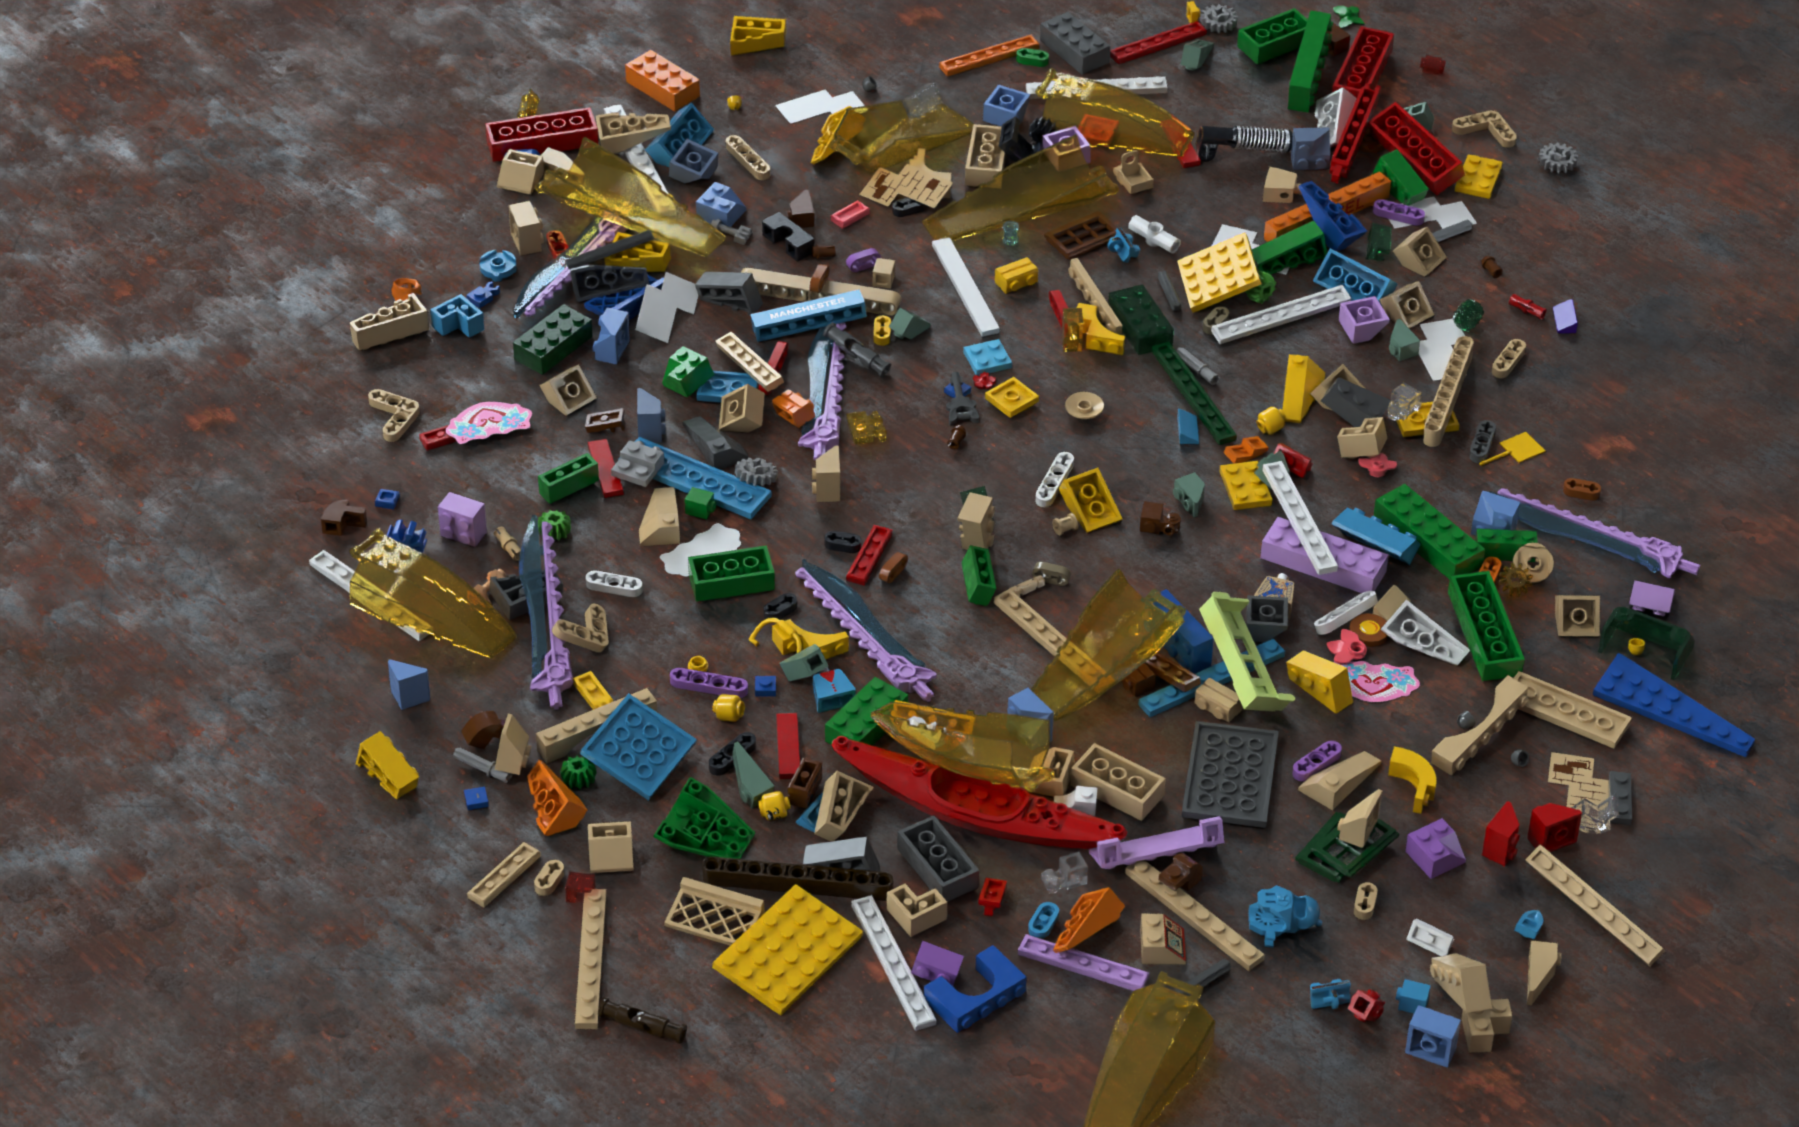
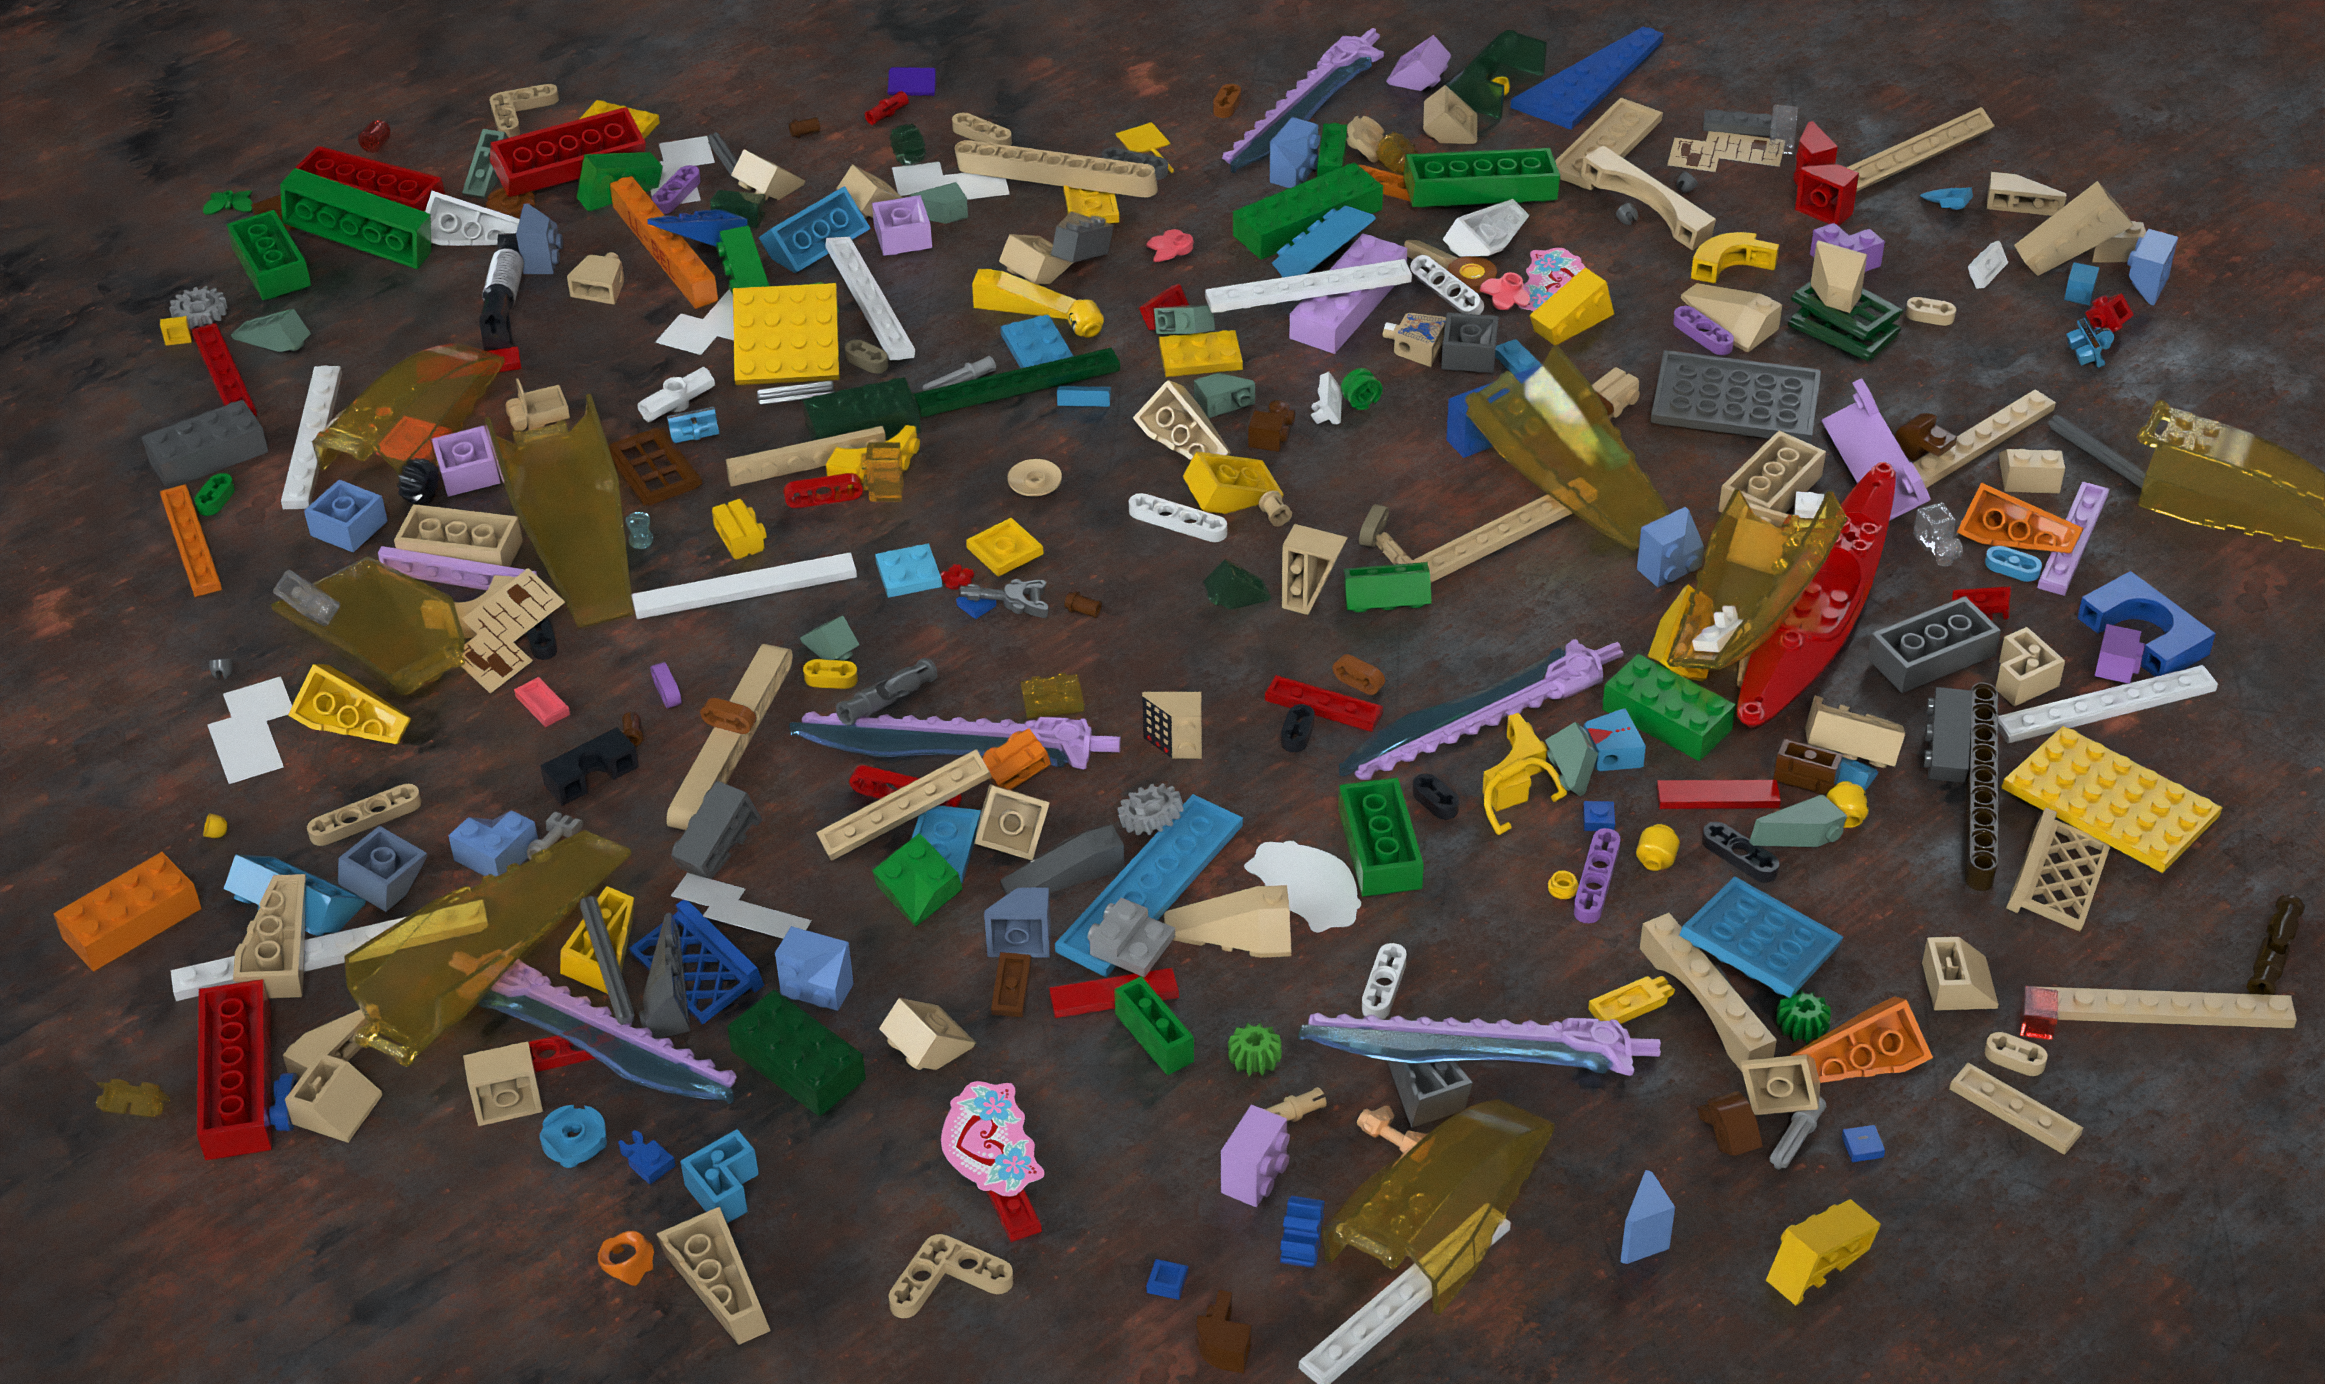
camera: 85 degrees left, 0 degrees up
(592, 638) = (1518, 998): tan beam -> none
(699, 503) = (1219, 871): green brick -> none
(704, 824) = (1898, 882): green wedge -> none
(756, 34) = (46, 789): yellow wedge -> none
(802, 211) = (526, 747): slope -> none
(808, 315) = (798, 742): dark azure brick -> none
(883, 273) = (703, 663): tan brick -> none
(960, 165) = (444, 569): none -> lavender tile
(1014, 144) = (454, 495): black panel -> none
(1159, 470) = (1179, 422): none -> tan wedge
(1193, 549) = (1330, 401): none -> white plate
(1203, 562) = (1361, 388): none -> green wheel
(1226, 623) = (1615, 351): yellowish green piece -> none
(1242, 402) = (1035, 341): none -> dark azure plate
(1247, 450) = (1131, 347): orange slope -> none
(1282, 912) = (1977, 366): dark azure helmet -> none
(1354, 132) = (511, 192): red hinge -> none
(1363, 440) = (1139, 238): tan brick -> none
(1404, 402) = (1076, 198): clear brick -> none
(1558, 157) = (603, 57): light grey gear -> none

